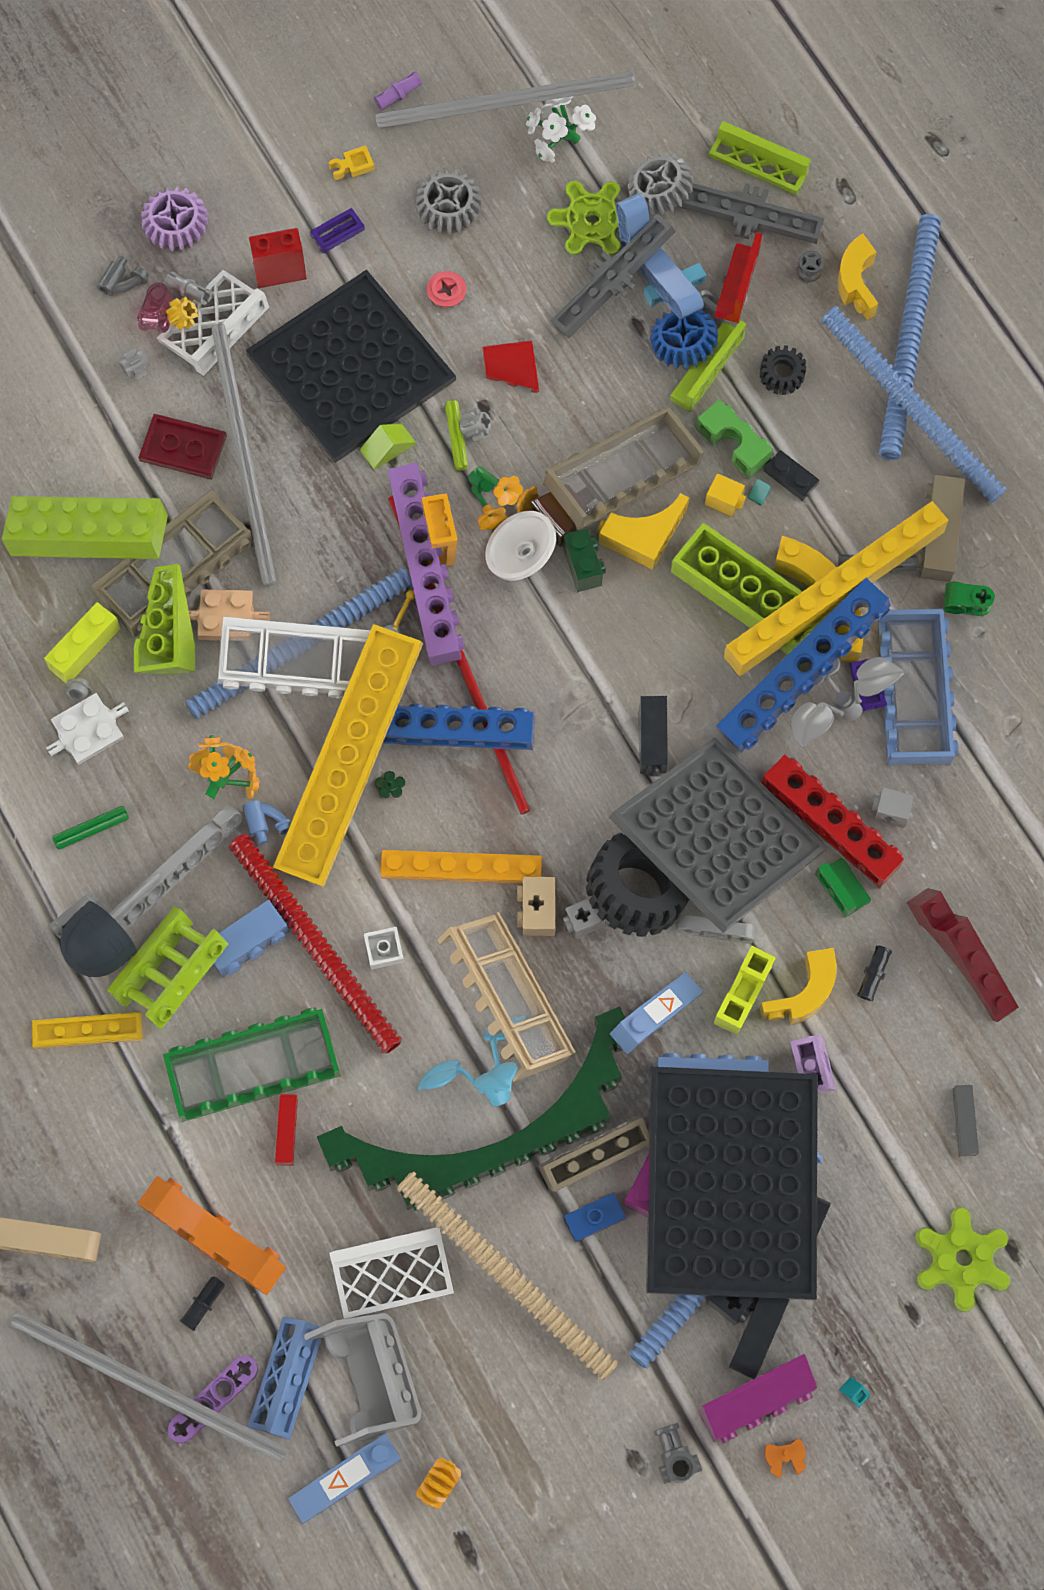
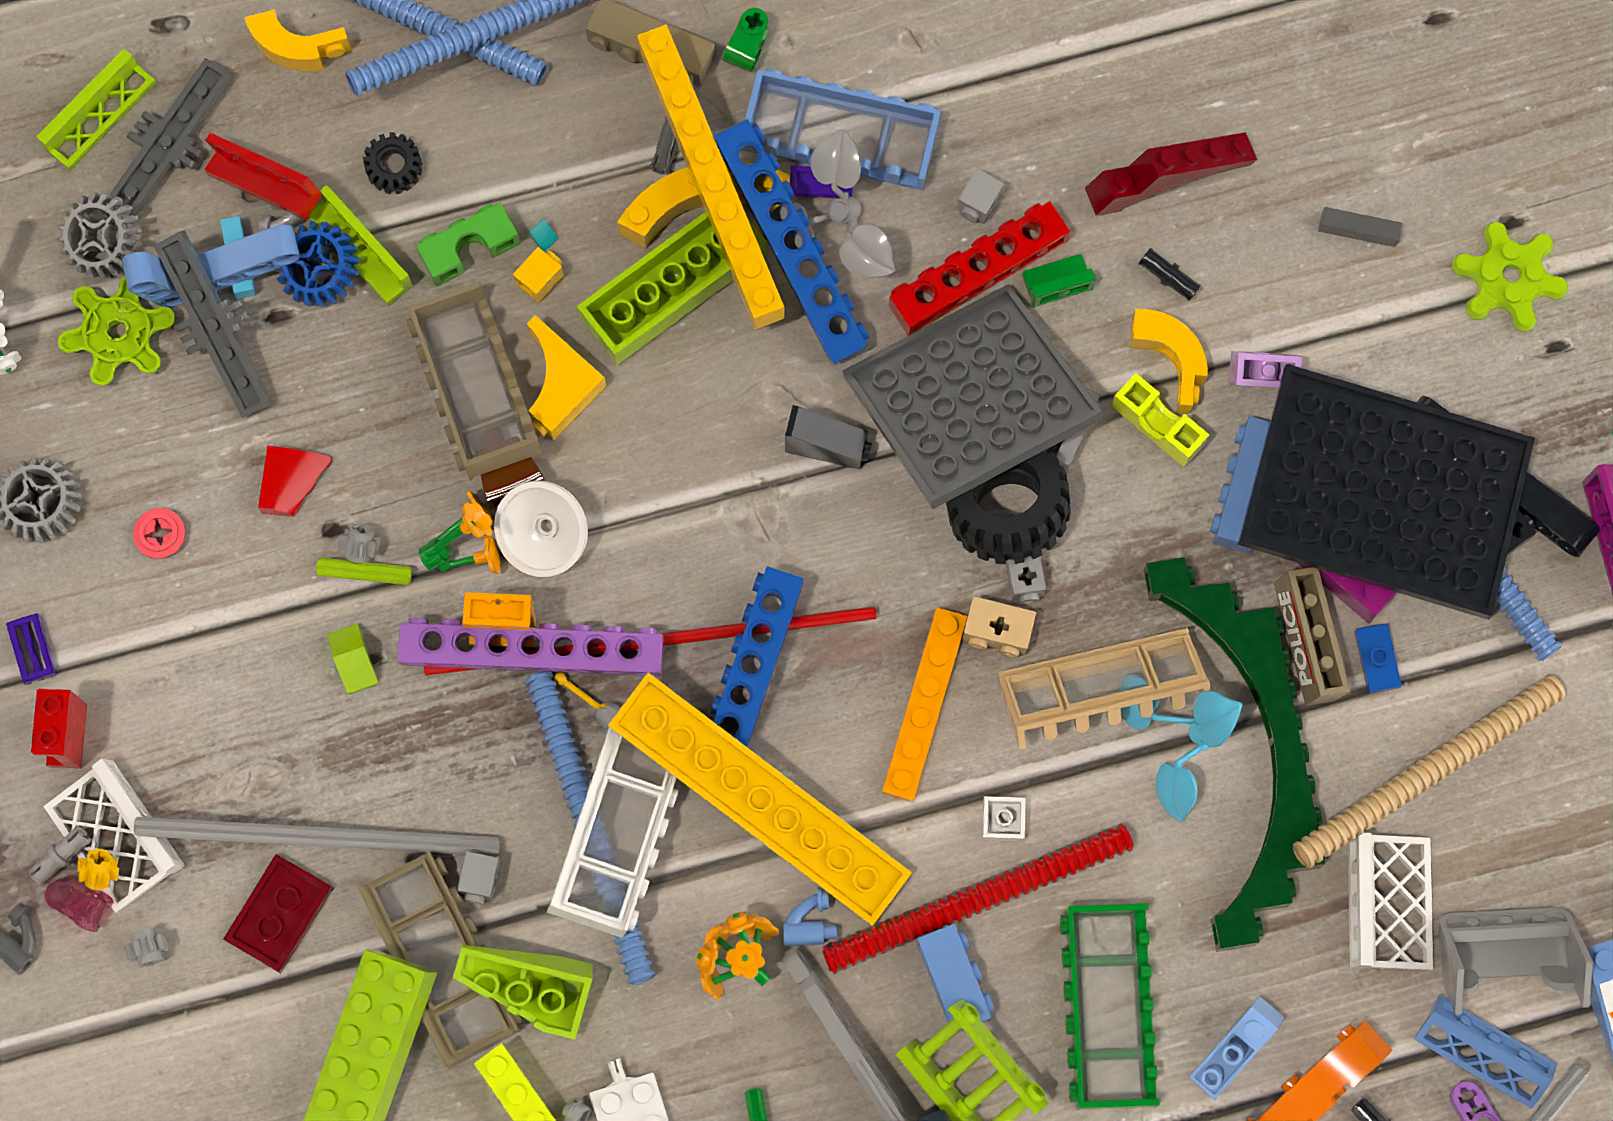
camera: 75 degrees left, 5 degrees up
(220, 604) = (521, 909): light nougat plate -> none
(241, 574) = (479, 877): none -> light grey brick
(243, 1173) = (1237, 1047): none -> light blue slope
(286, 1129) = (1197, 984): red piece -> none
(350, 365) = (229, 677): black plate -> none
(390, 784) = (800, 763): dark green plant -> none
(582, 559) = (577, 461): dark green brick -> none
(655, 1013) = (1166, 525): medium blue slope -> none
(791, 475) = (531, 193): black plate -> none
(813, 260) = (259, 86): dark grey wheel -> none

